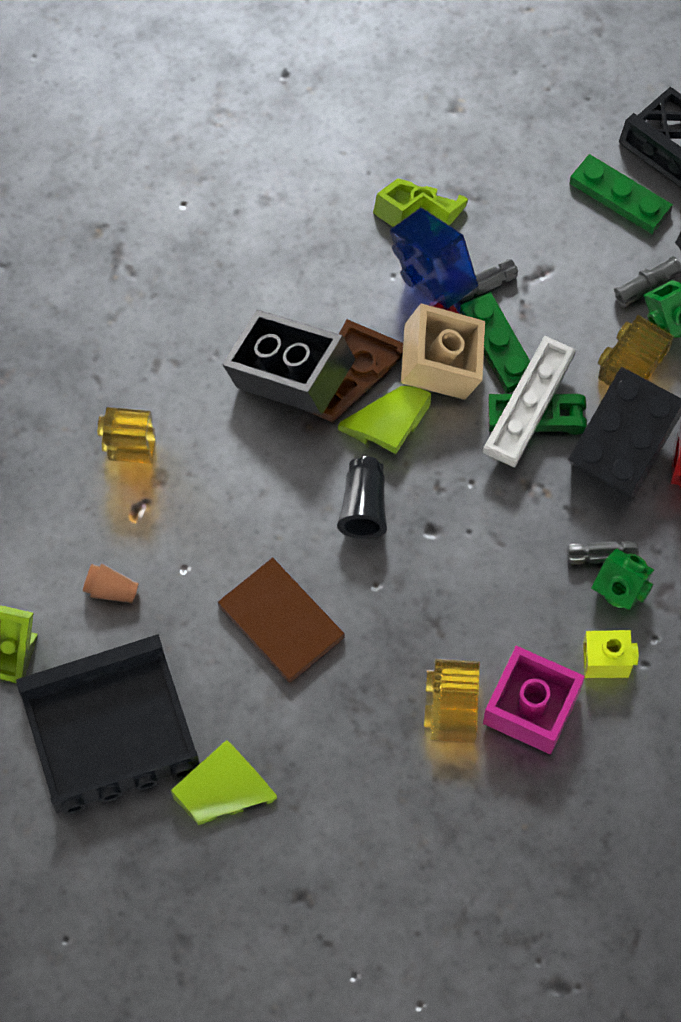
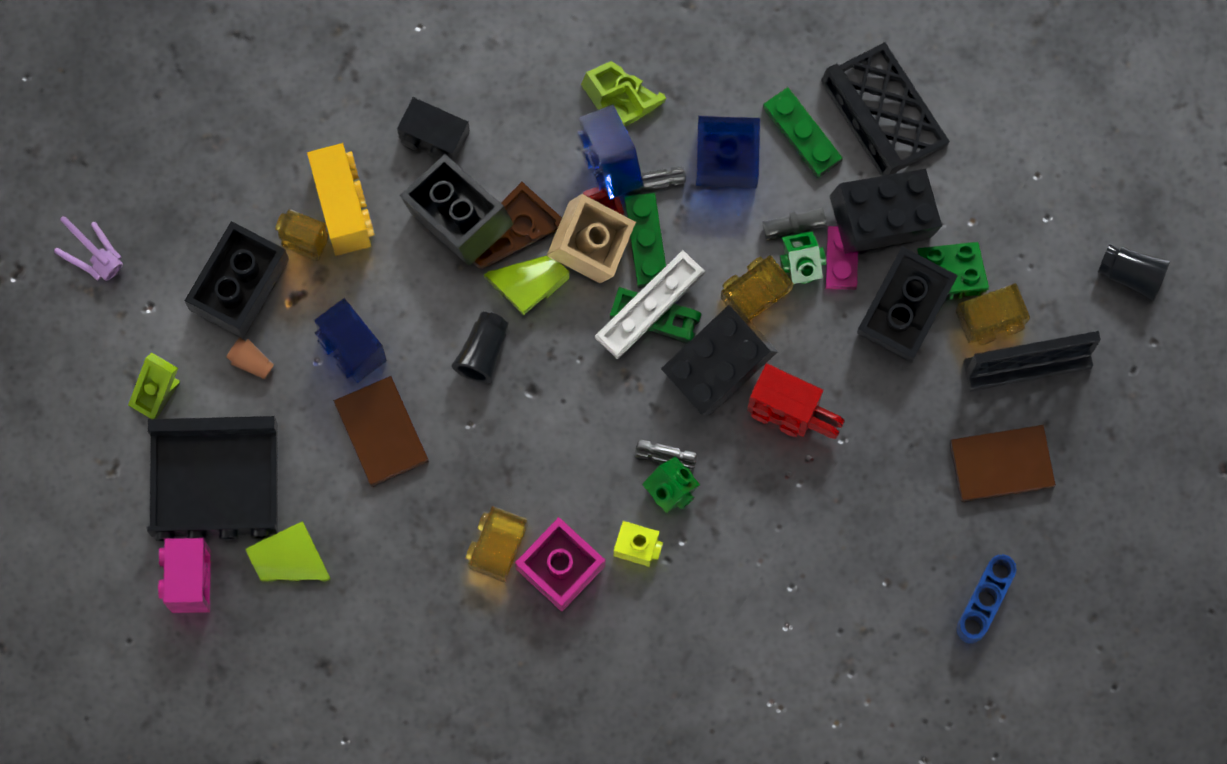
camera: 15 degrees right, 10 degrees up
(69, 504) = (237, 279): none -> black brick
(111, 833) = (186, 575): none -> dark pink brick
(158, 386) = (341, 198): none -> yellow brick
(217, 530) = (350, 340): none -> clear blue brick
(232, 294) = (432, 130): none -> black brick
(554, 228) = (727, 152): none -> clear blue brick

